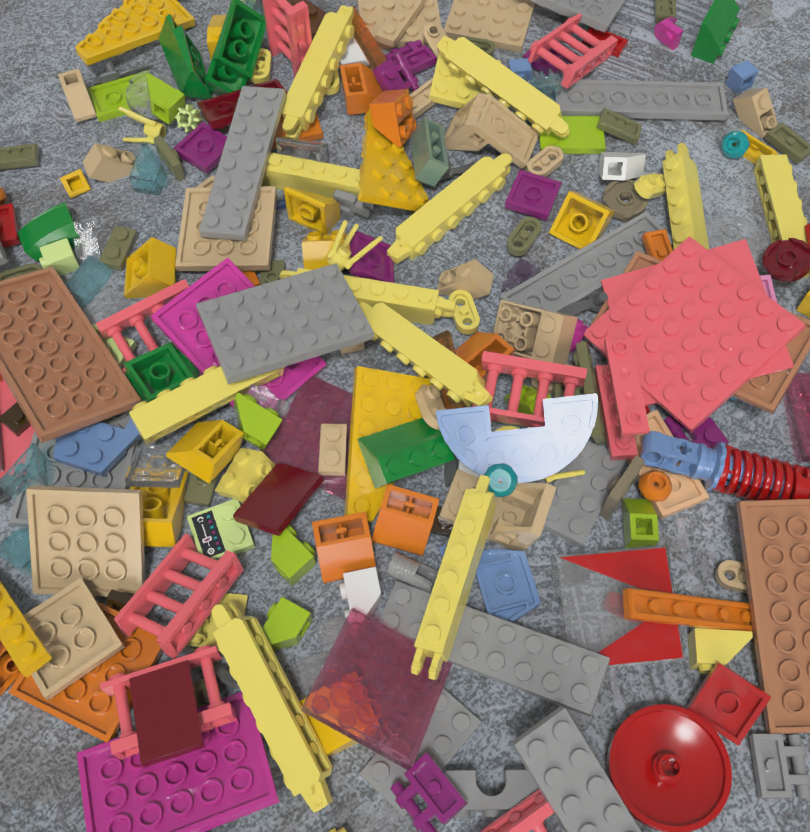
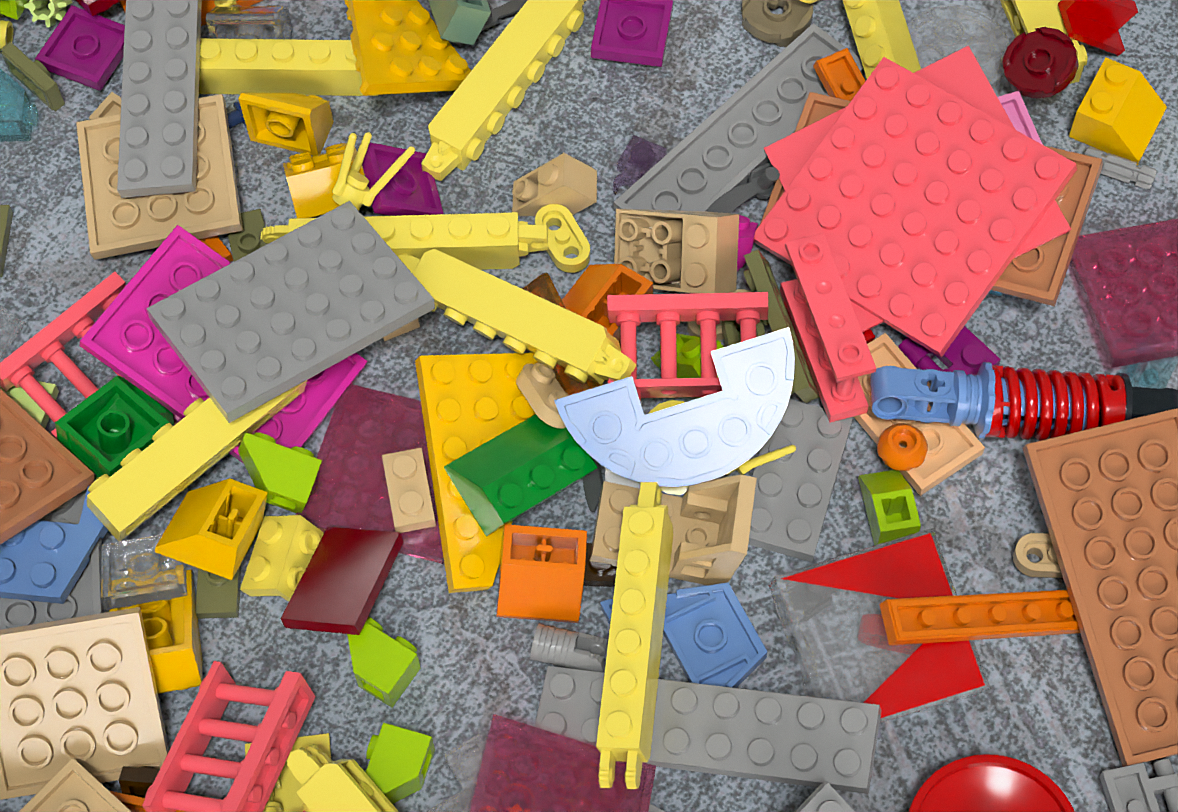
camera: 10 degrees left, 0 degrees up
(150, 269) = (49, 267): yellow slope -> none
(217, 531) = (261, 649): yellowish green plate -> none
(266, 399) = (291, 434): clear plate -> none
(343, 545) = (459, 632): orange slope -> none
(350, 205) = (346, 99): light grey plate -> none
(361, 590) = (499, 689): white slope -> none
(509, 479) = (682, 475): teal plate -> none
(523, 238) = (630, 102): olive plate -> none
(581, 220) = (715, 56): yellow slope -> none
(620, 487) = (852, 459): dark tan plate -> none
(714, 645) = (1029, 663): light yellow slope -> none
(728, 702) = (1061, 735): red plate -> none

